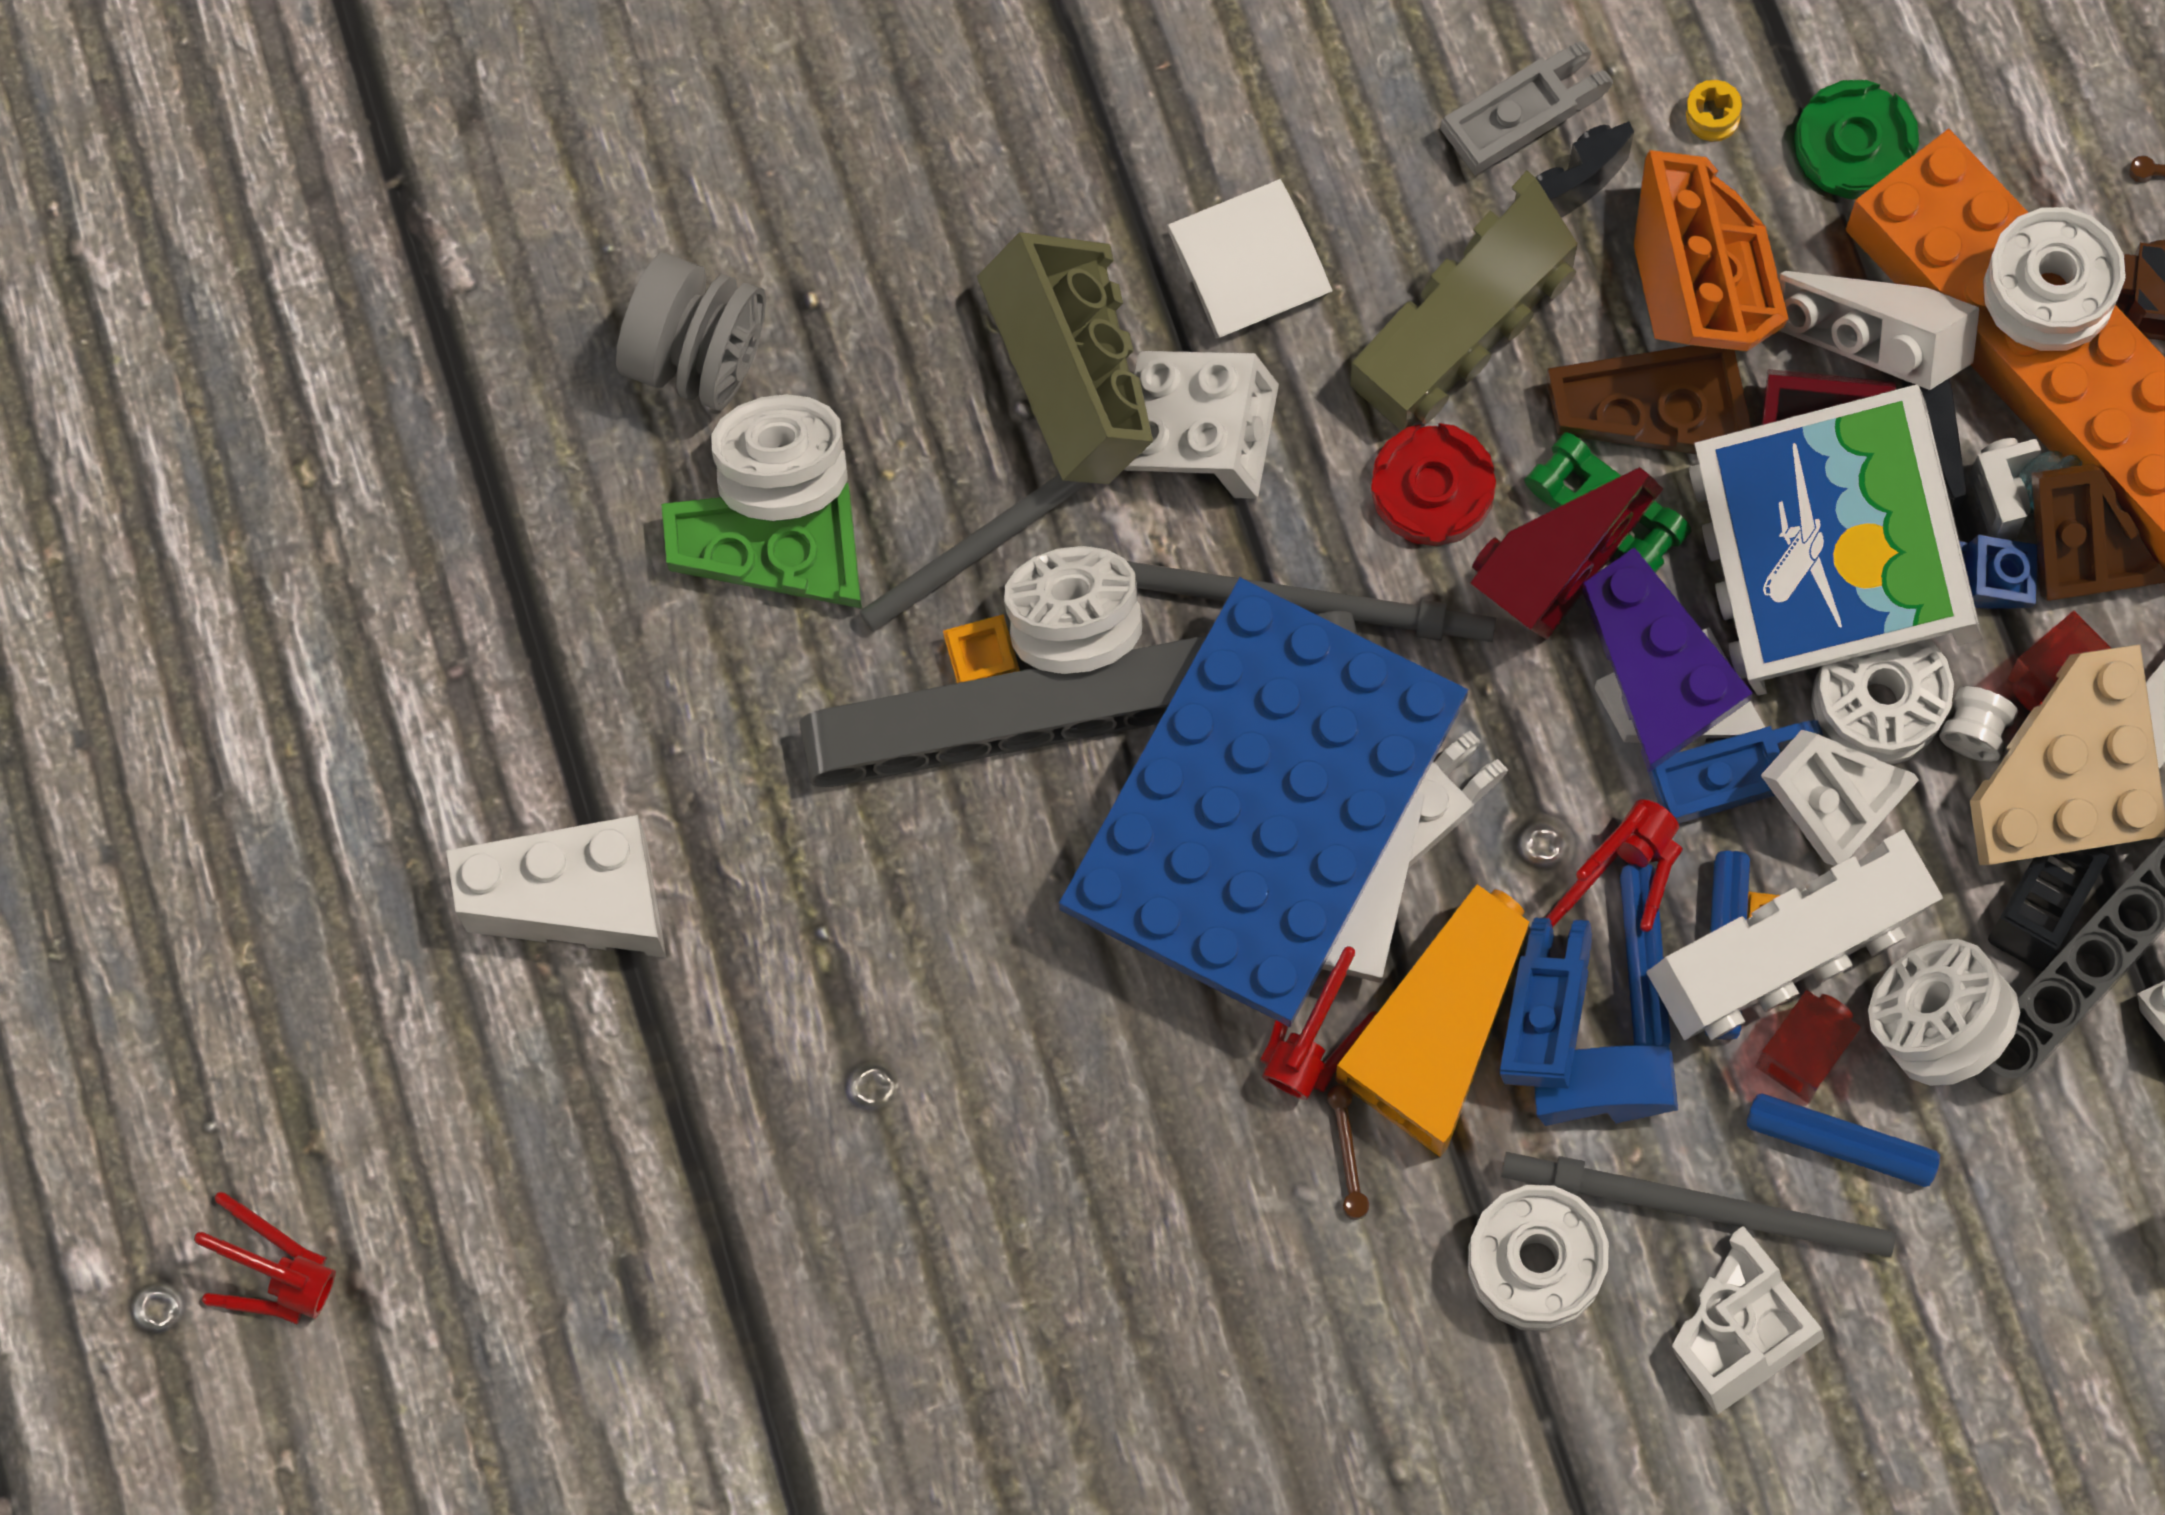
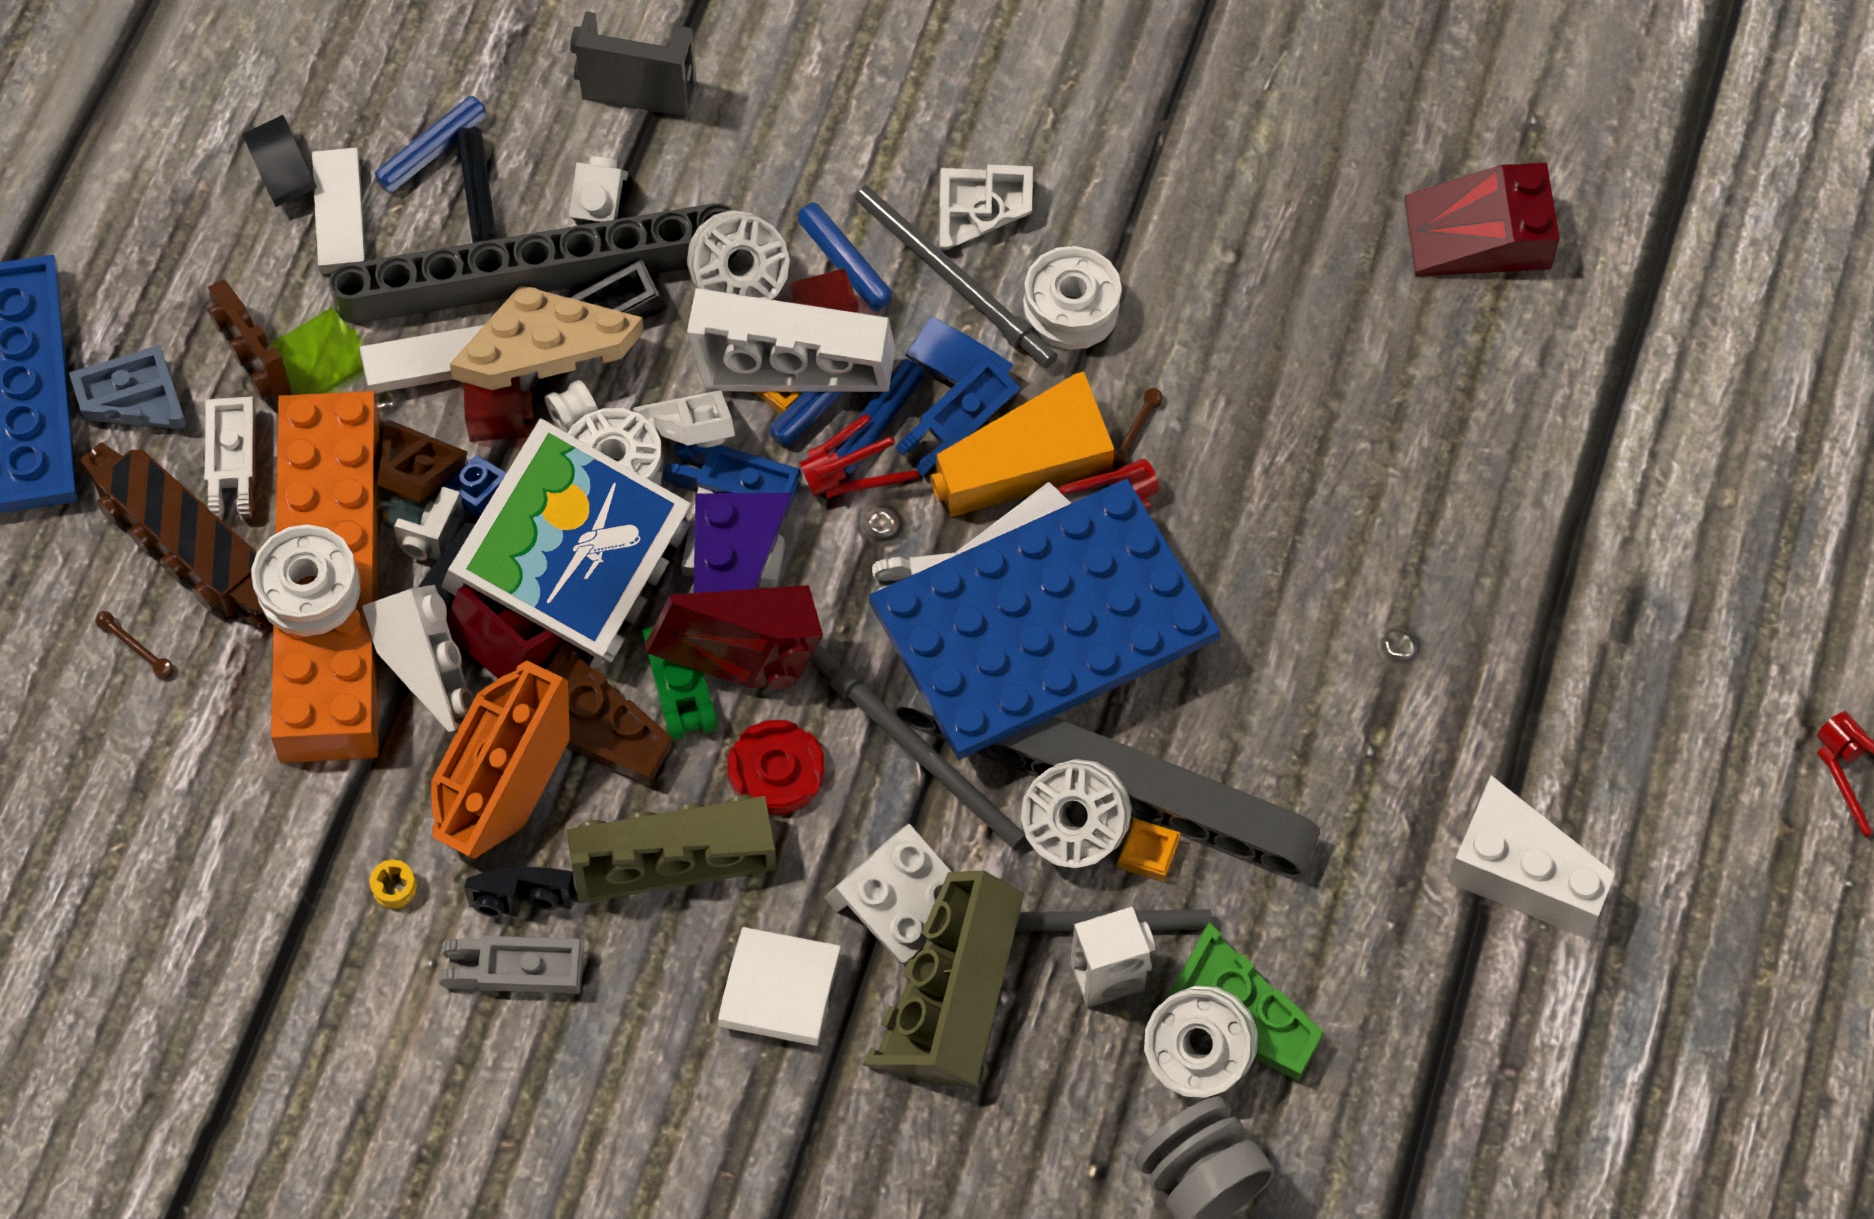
camera: 150 degrees left, 10 degrees down
(928, 478) = (1111, 956): none -> white brick
(1854, 137) = (320, 805): green tile -> none

